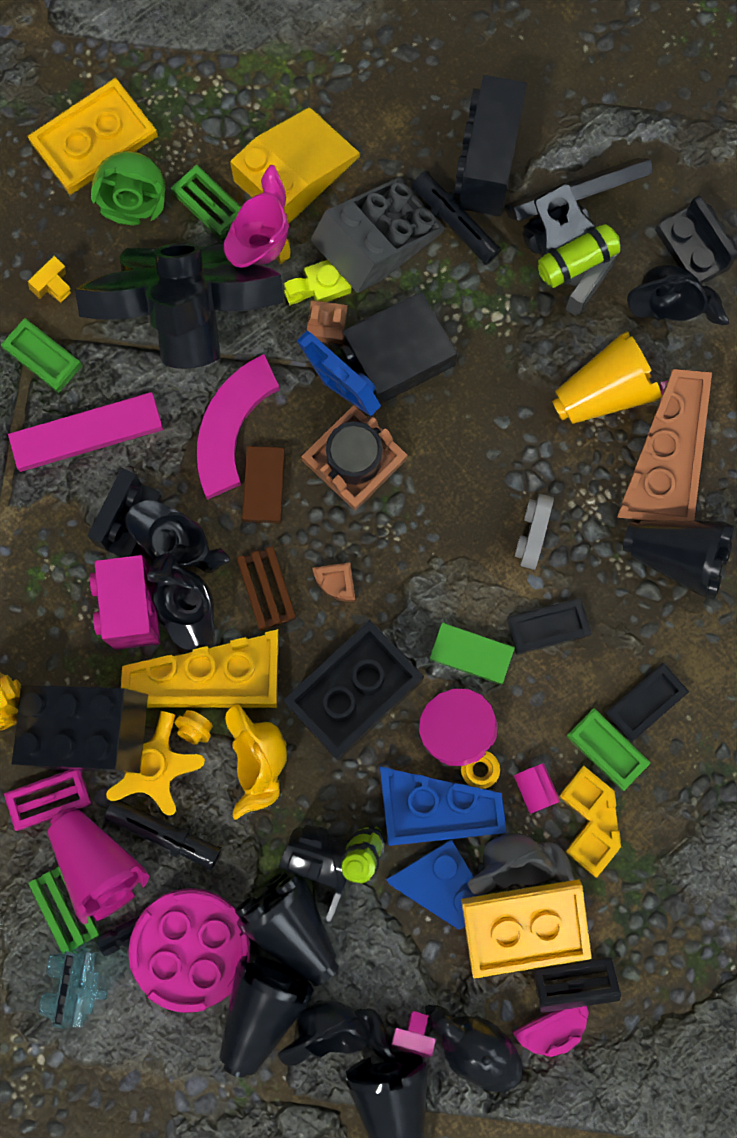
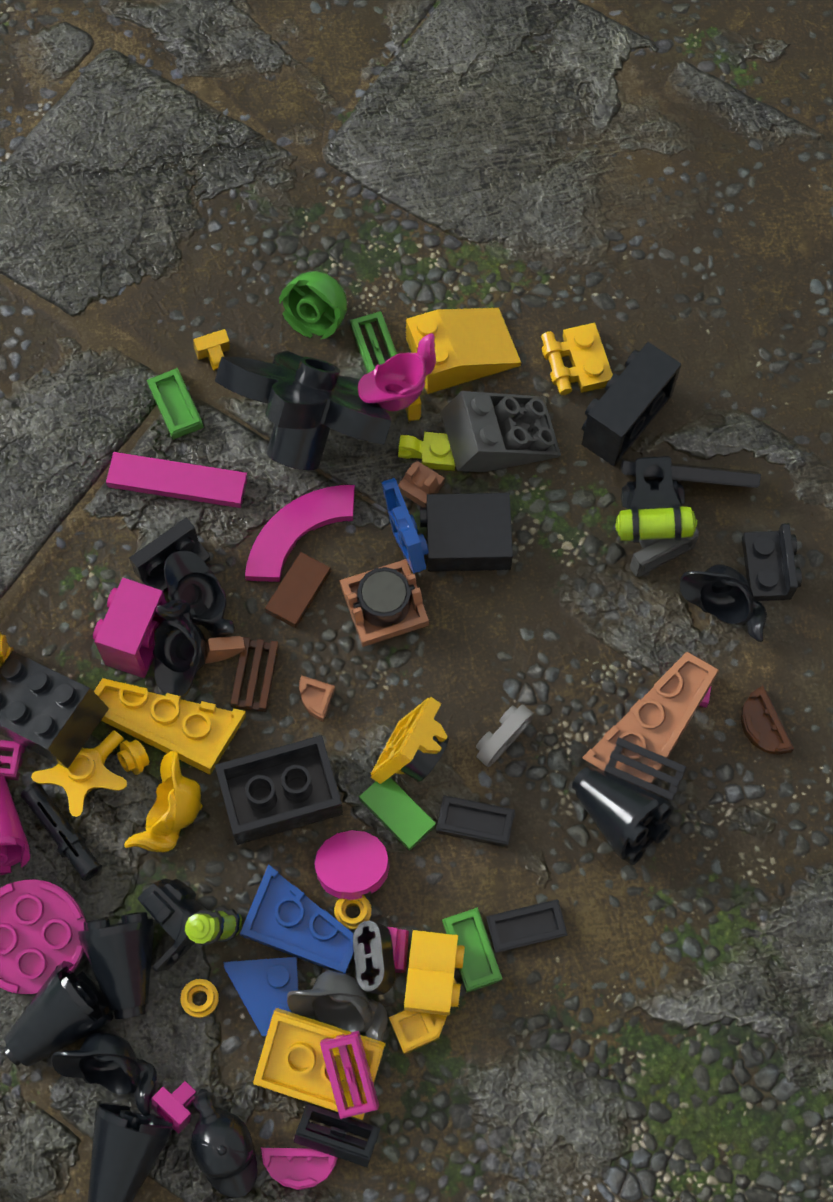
camera: 25 degrees right, 10 degrees down
(90, 132) = (308, 247): yellow tile -> none
(225, 577) = (223, 648): none -> nougat tile
(371, 933) = (194, 987): none -> yellow plate
(420, 117) = (586, 355): none -> yellow plate
(446, 208) = (573, 447): black pin -> none
(459, 585) = (413, 745): none -> yellow piece
(528, 806) = (373, 957): none -> black beam
(542, 902) = (341, 1042): none -> dark pink tile
(589, 793) = (432, 973): none -> yellow brick
(608, 383) = (629, 641): yellow cone -> none
(719, 500) = (616, 756): none -> black tile

